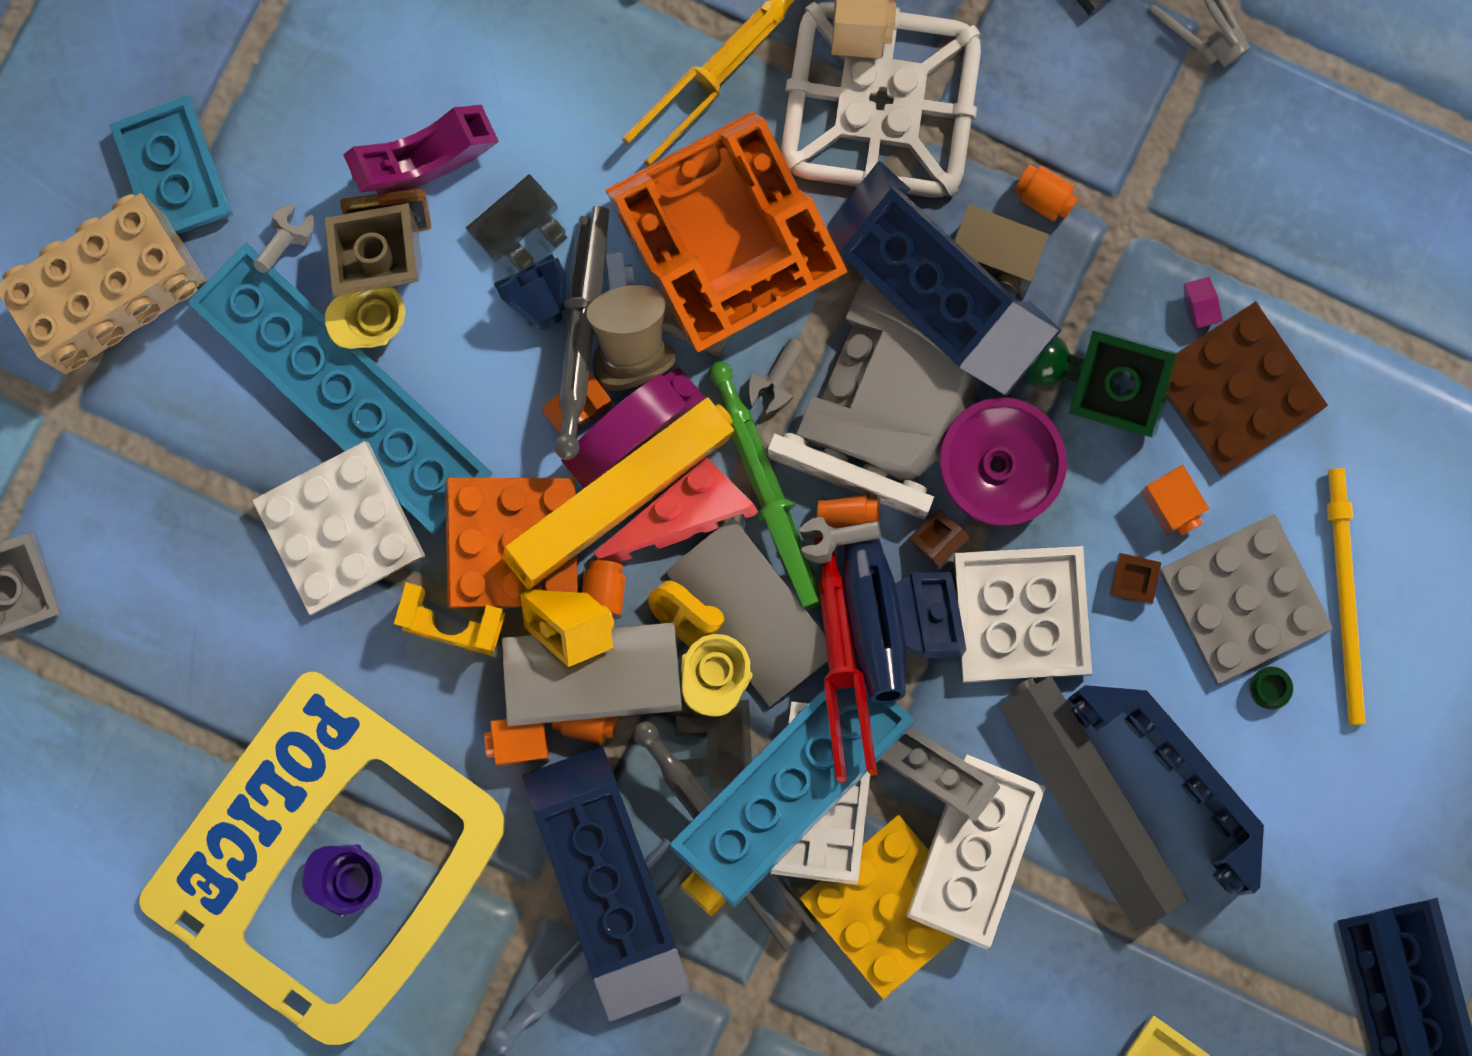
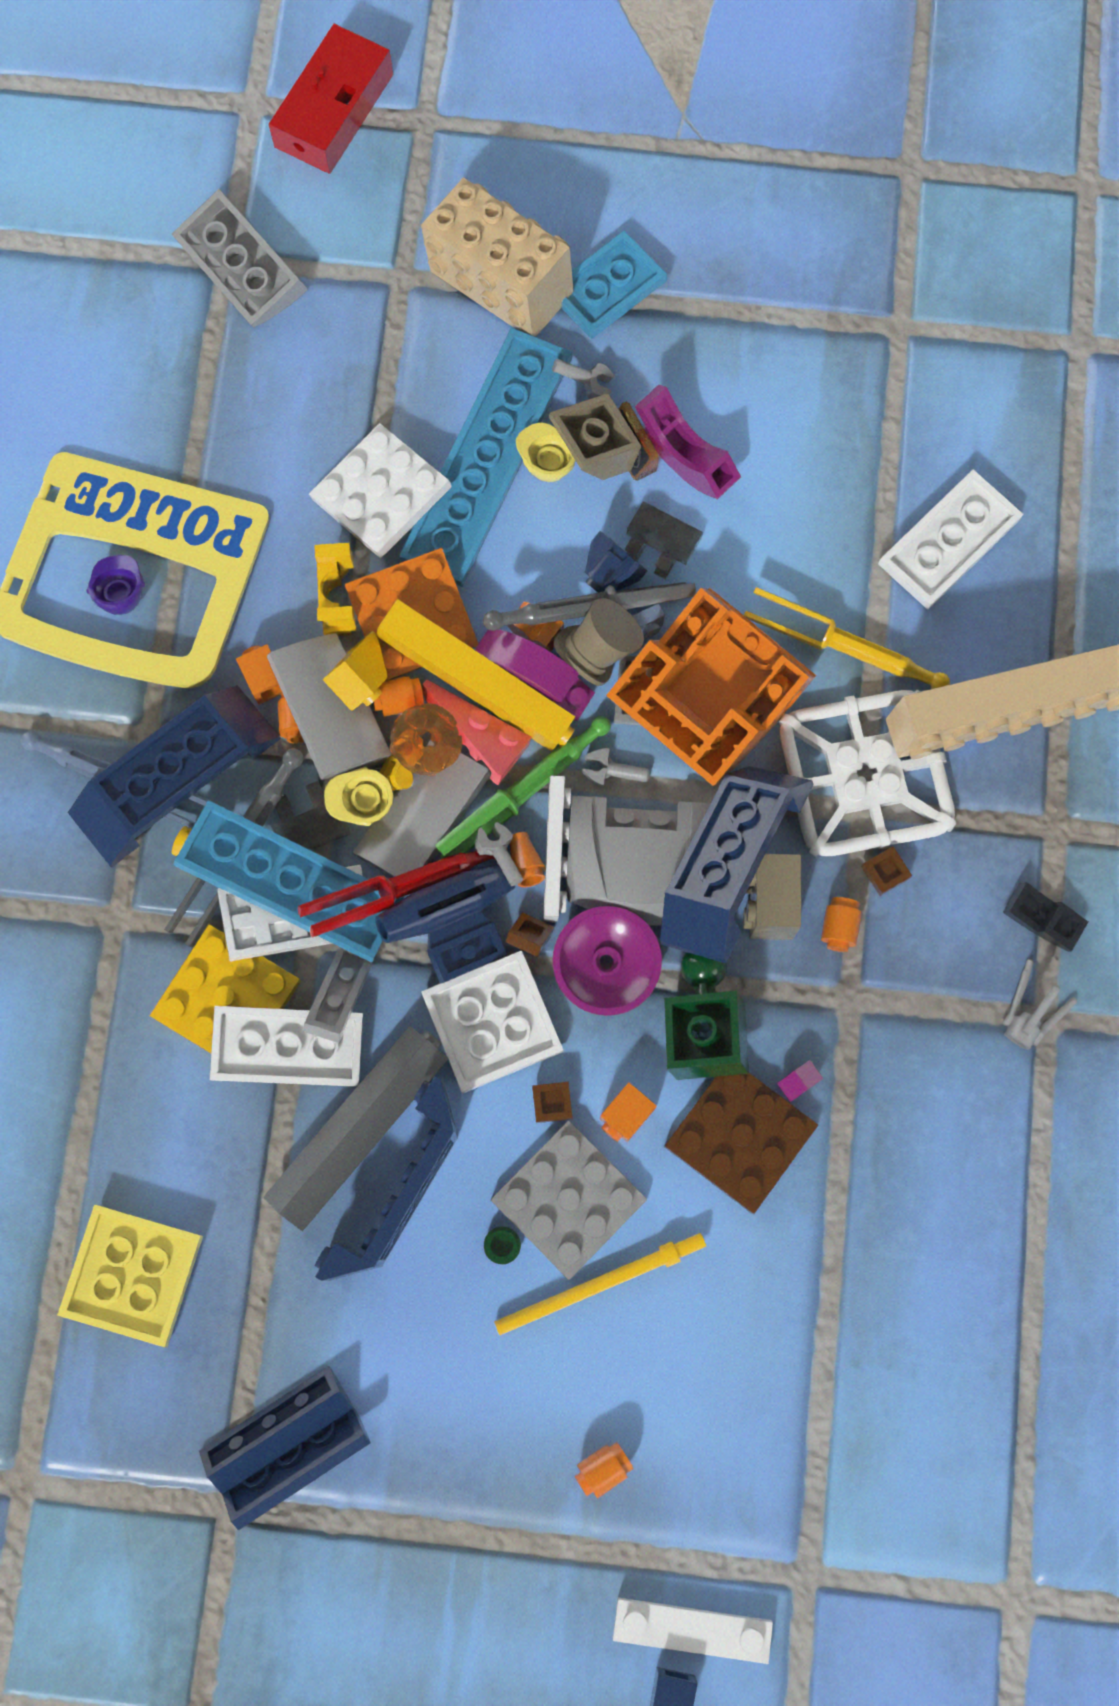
camera: 75 degrees right, 5 degrees down
(678, 597) = (408, 748): none -> clear orange plate
(1002, 121) = (886, 871): none -> reddish brown plate

